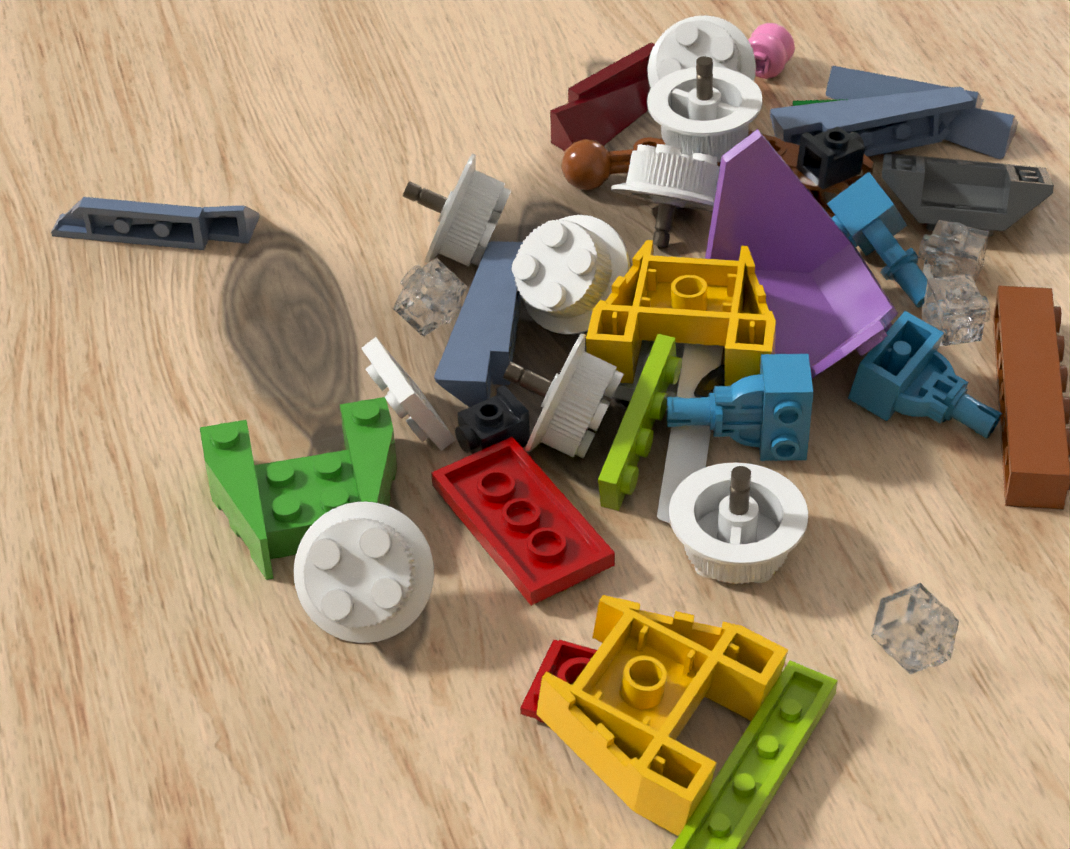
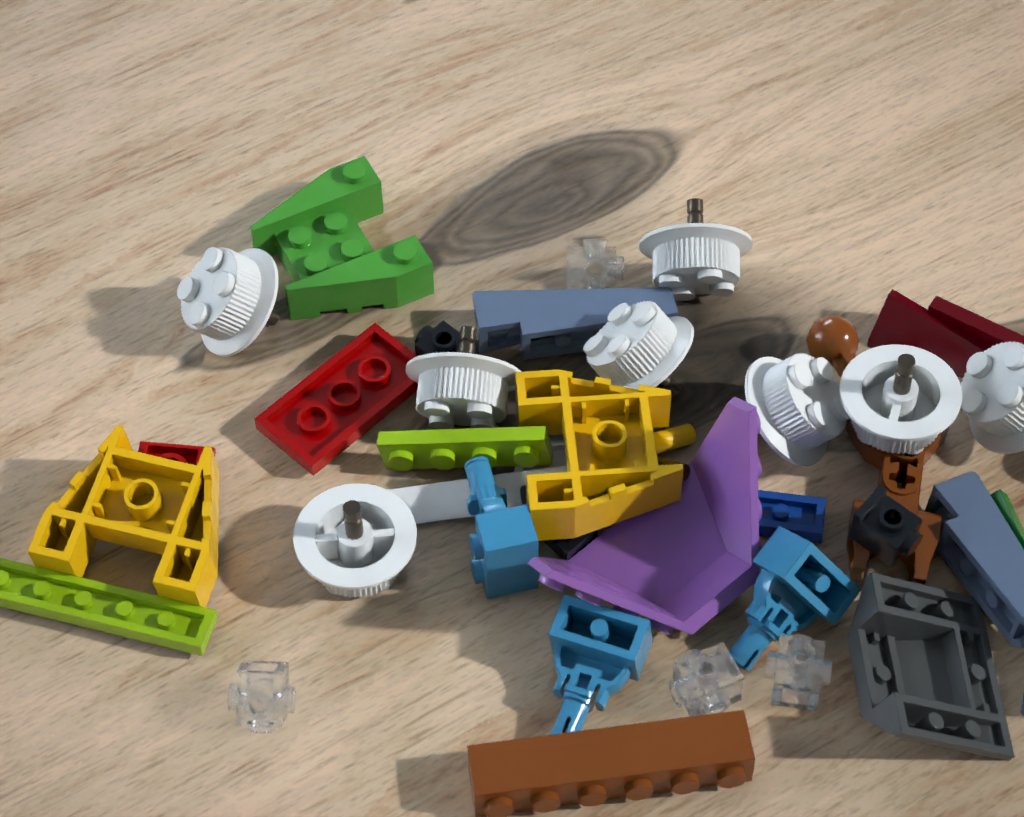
camera: 75 degrees right, 10 degrees up
(156, 223) = (648, 71): sand blue wedge -> none
(406, 396) = (446, 276): white plate -> none

